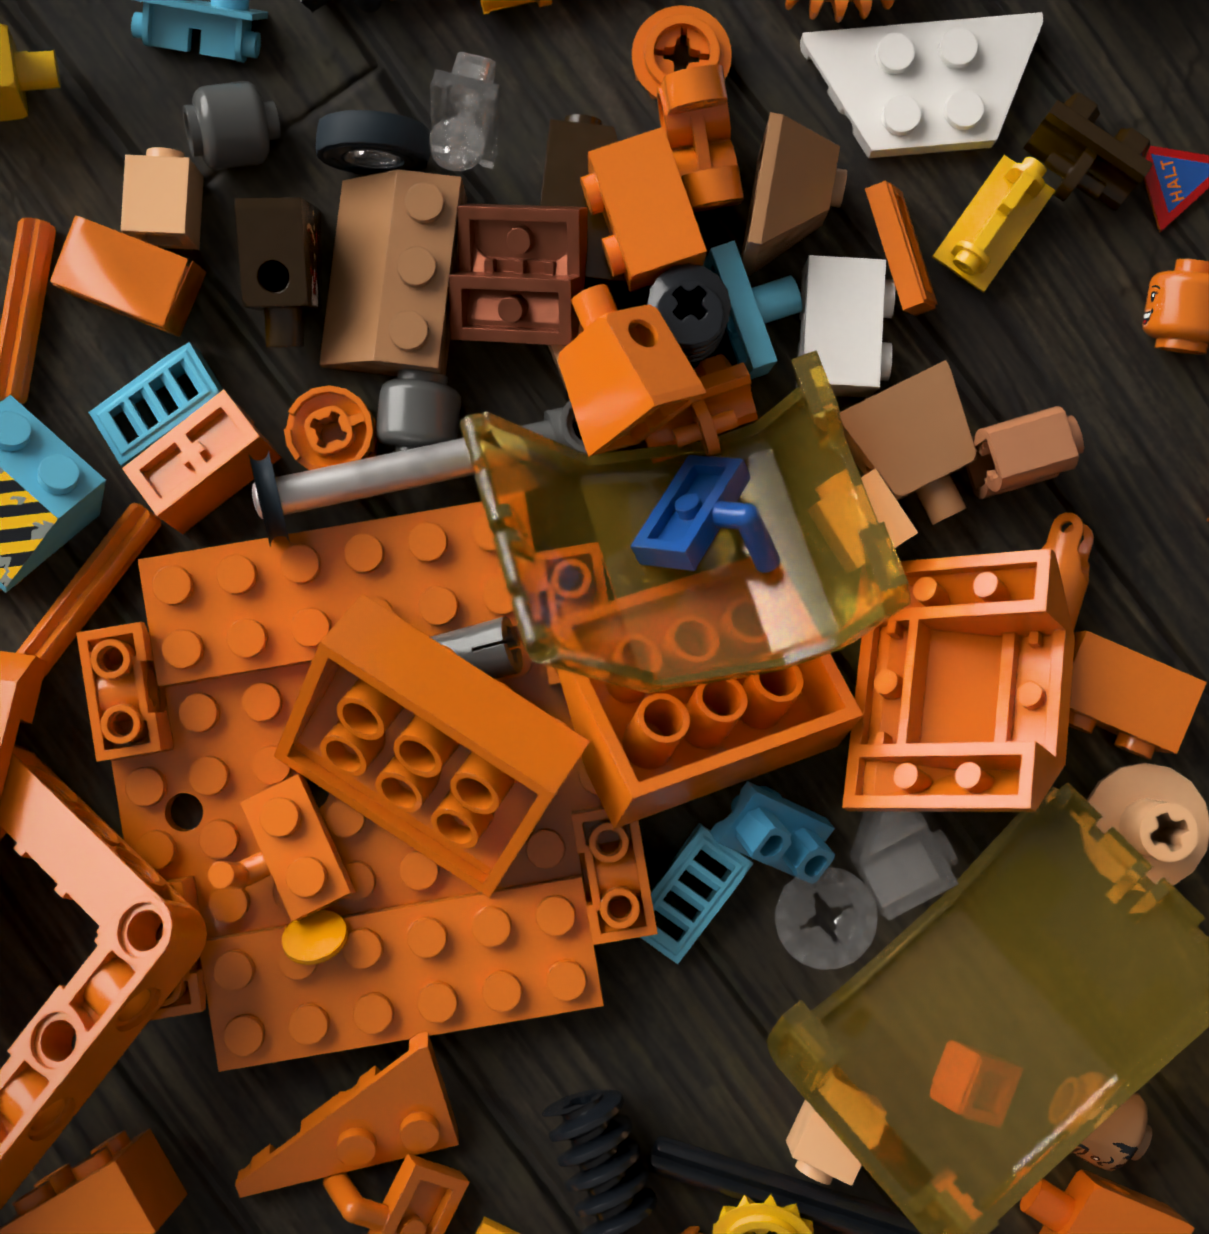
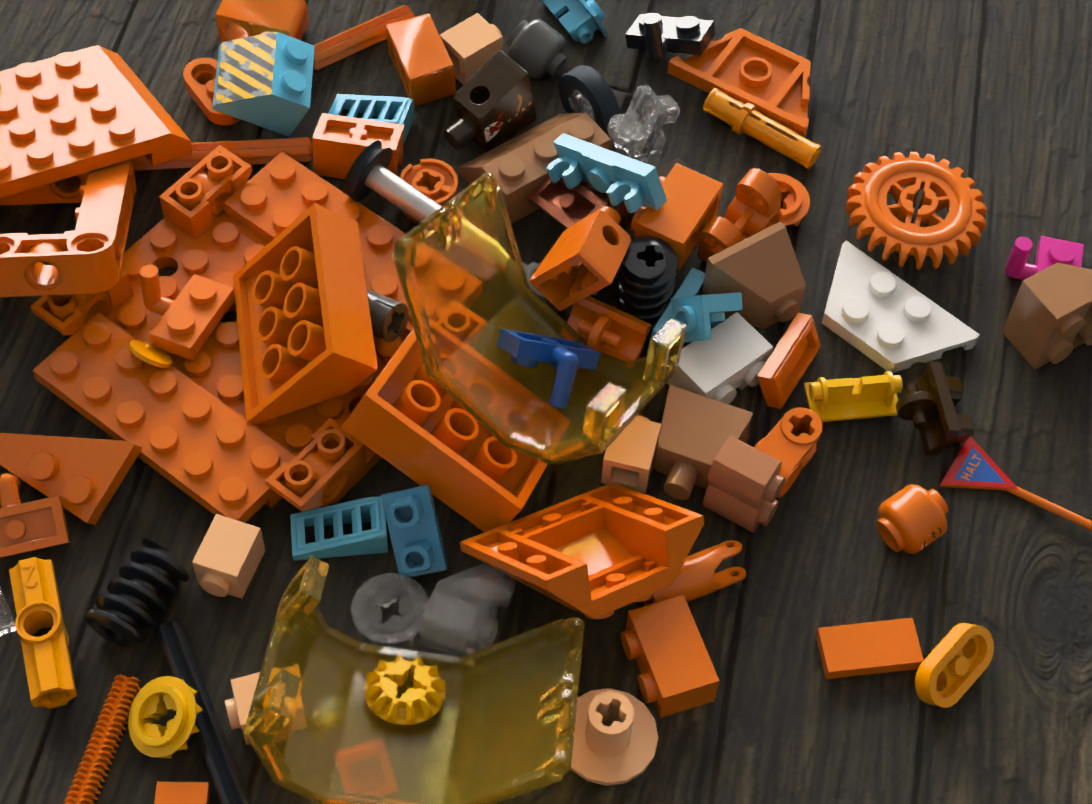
camera: 45 degrees right, 30 degrees down
(535, 248) = (607, 172): none -> medium azure plate
(632, 1038) = (228, 557): none -> light nougat brick
(783, 297) = (701, 310): none -> medium azure bracket
(934, 1019) = (413, 706): none -> yellow gear
(1002, 372) = (792, 443): none -> orange piece

